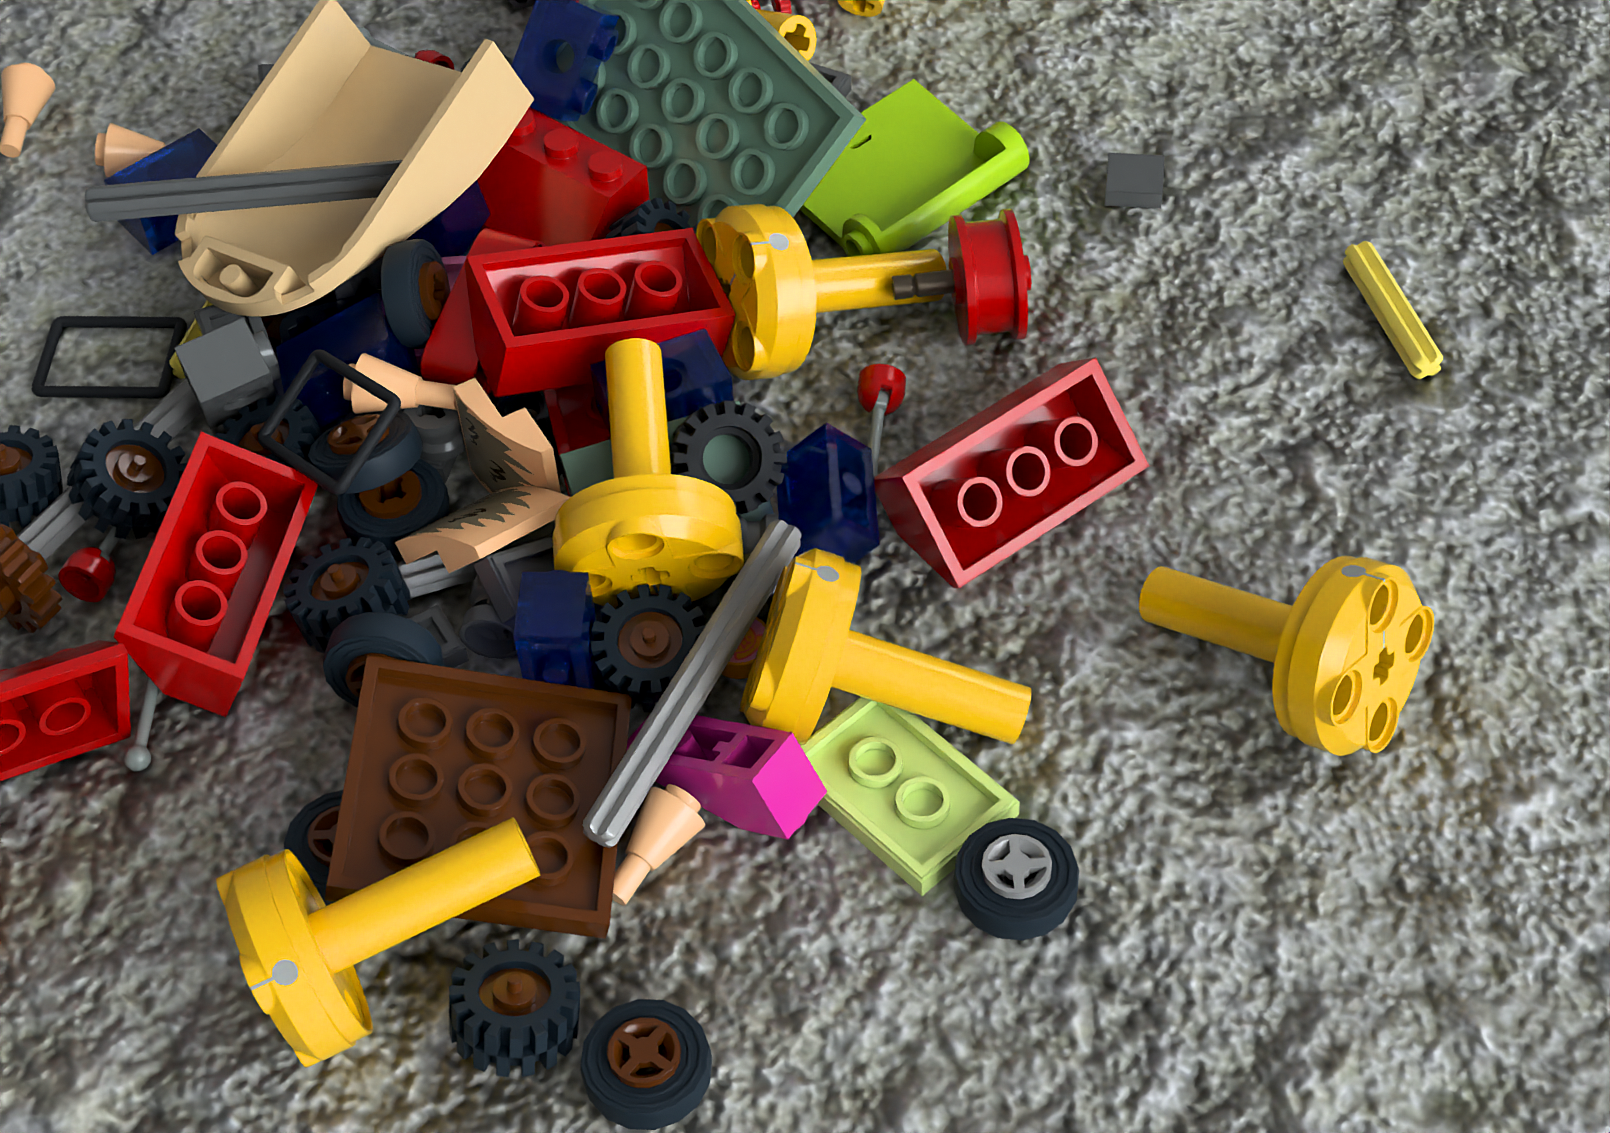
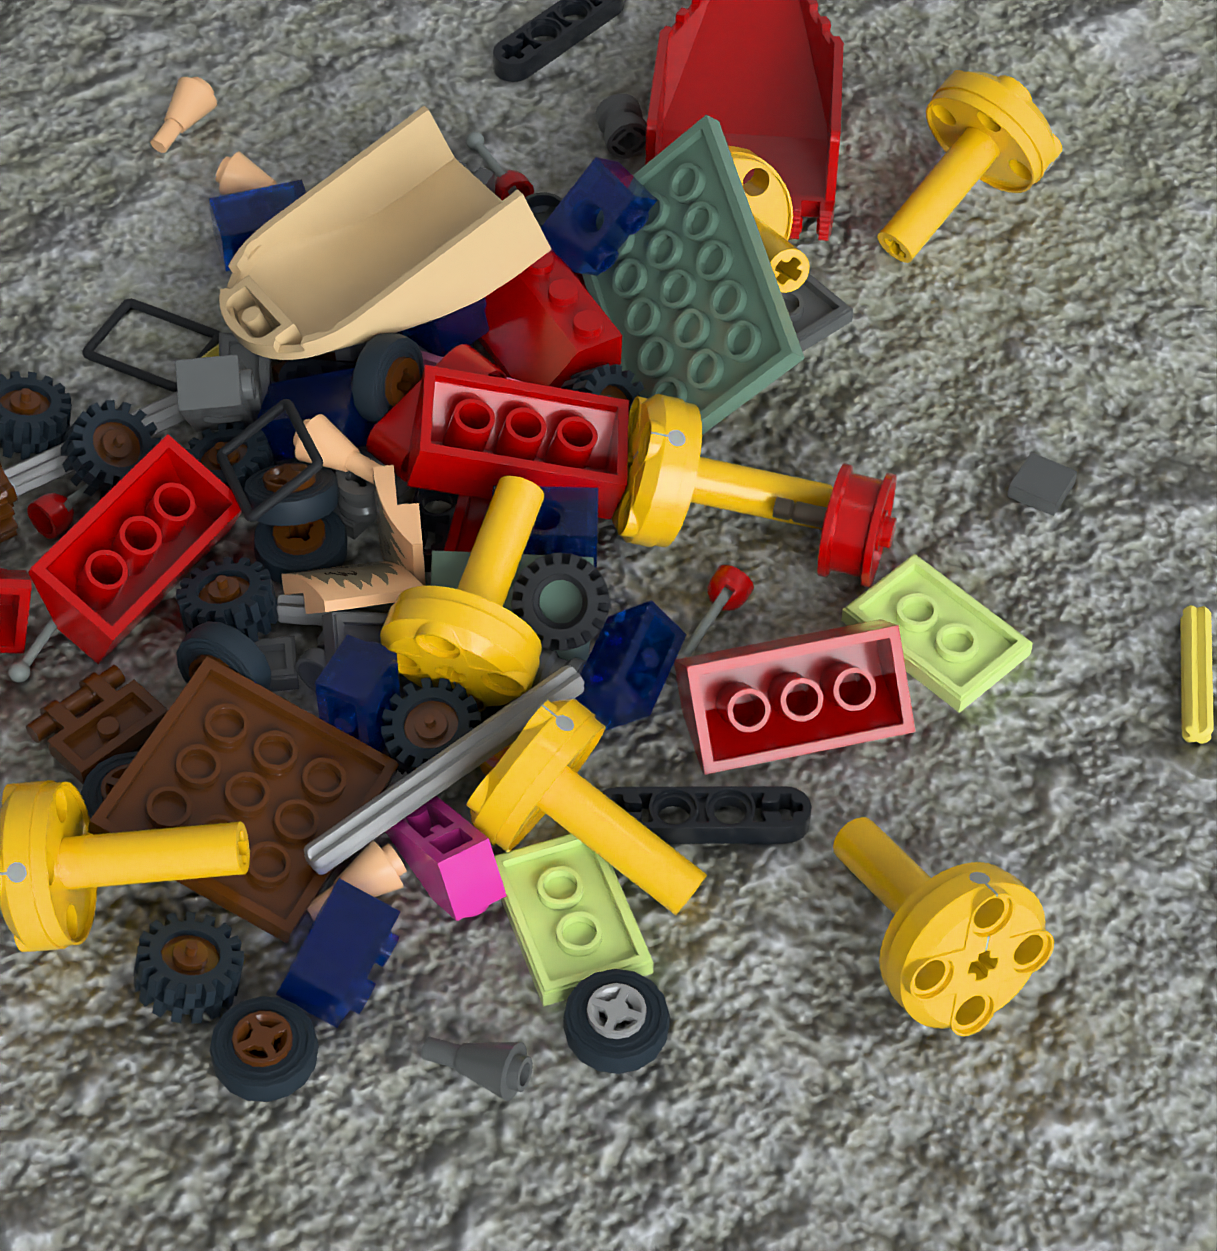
camera: 20 degrees right, 0 degrees up
(238, 191) = (286, 247): dark grey axle -> none
(280, 781) = (113, 727): none -> reddish brown plate
(680, 925) = (339, 954): none -> clear blue brick
(908, 980) = (493, 1065): none -> dark grey cone
(910, 173) = (850, 408): lime door -> none
(993, 641) = (704, 801): none -> black beam
(1146, 360) = (944, 632): none -> yellowish green tile

